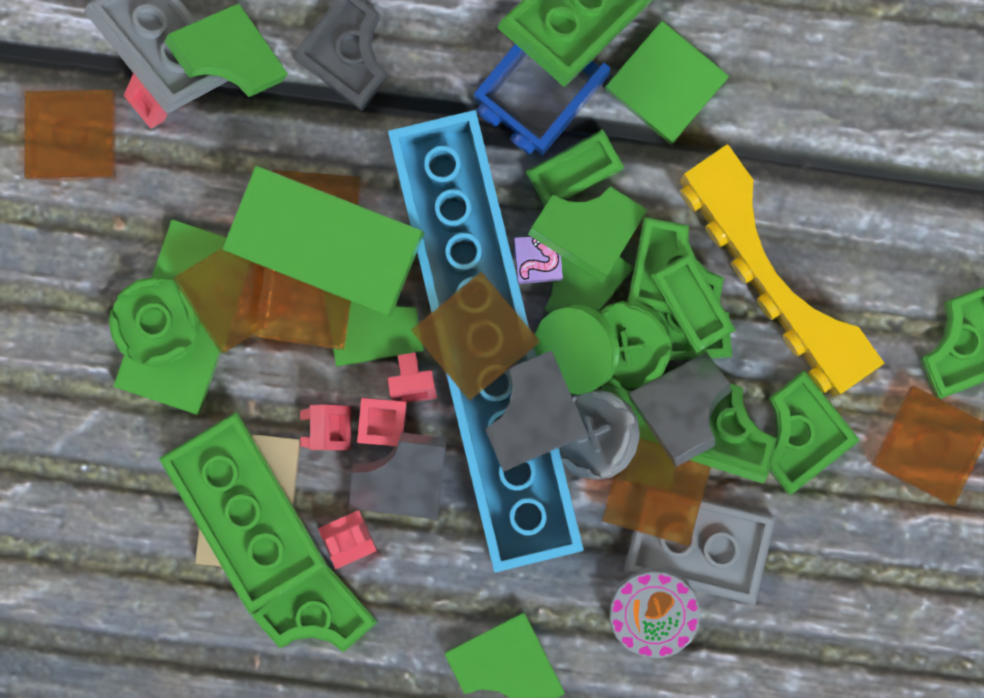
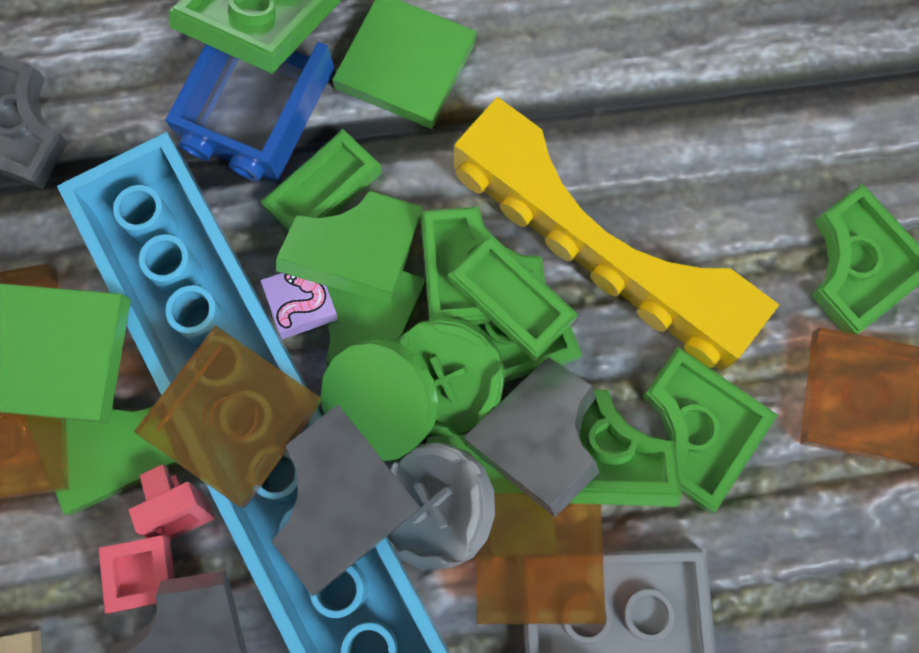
camera: 20 degrees left, 10 degrees down
(328, 427) = (67, 602): coral tile -> none

